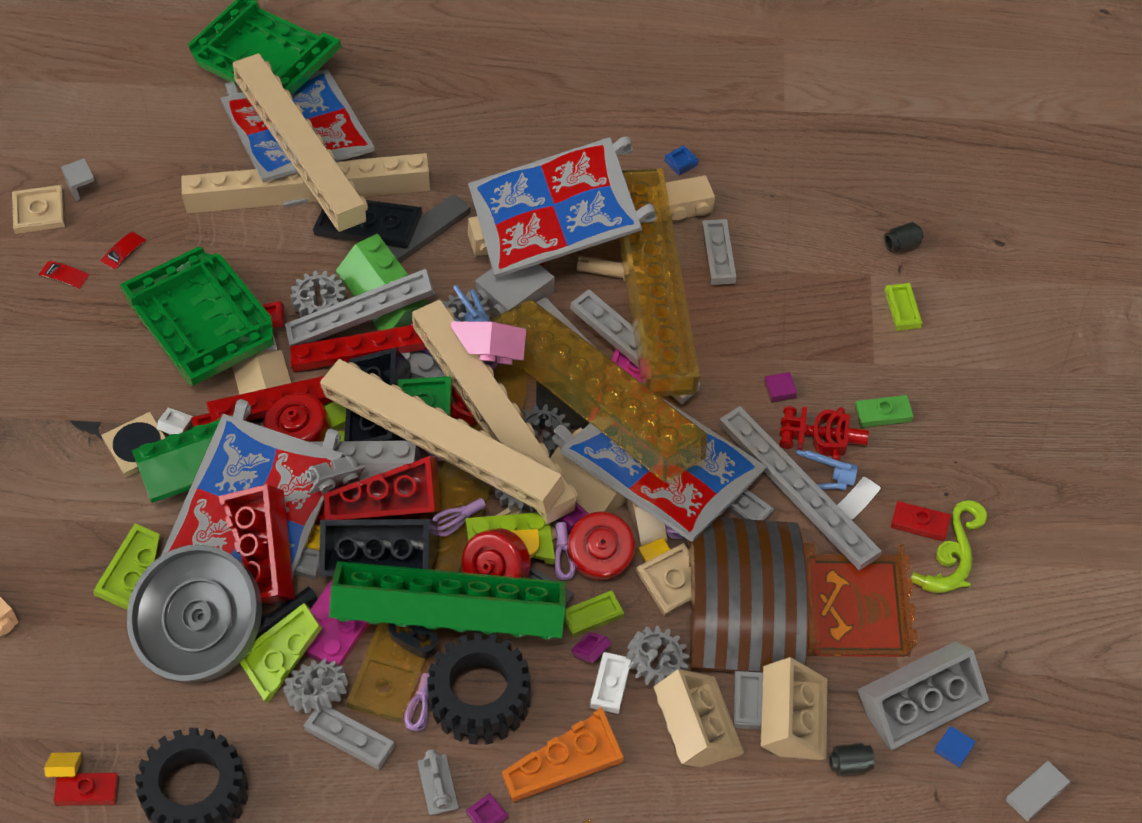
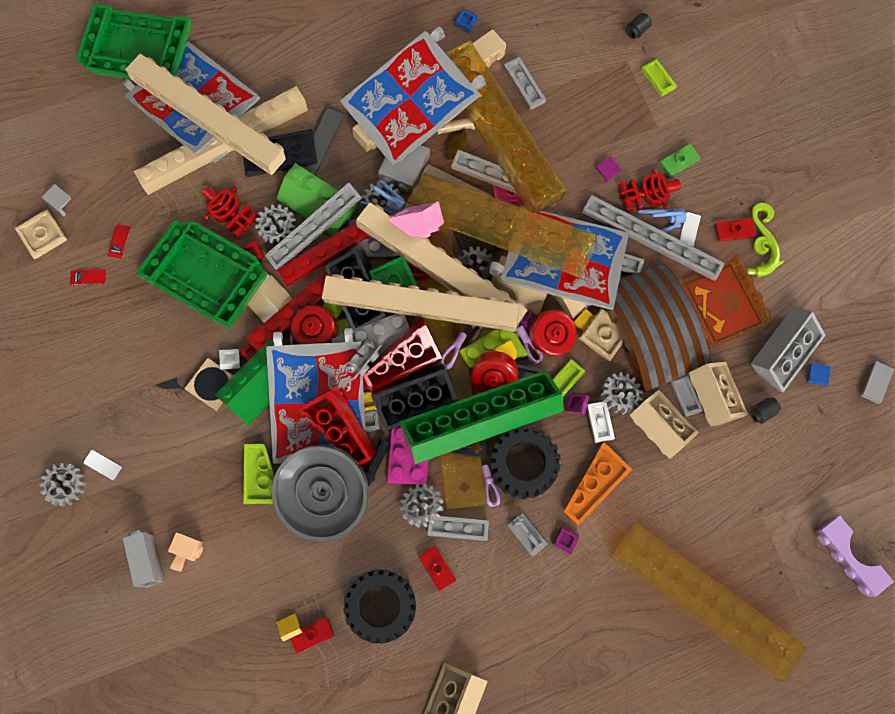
camera: 25 degrees left, 20 degrees up
(271, 261) = (222, 203): none -> red torso
(279, 650) = (387, 491): lime wing -> none
(294, 776) = (437, 568): none -> red plate
(600, 287) = (458, 143): none -> pearl gold piece

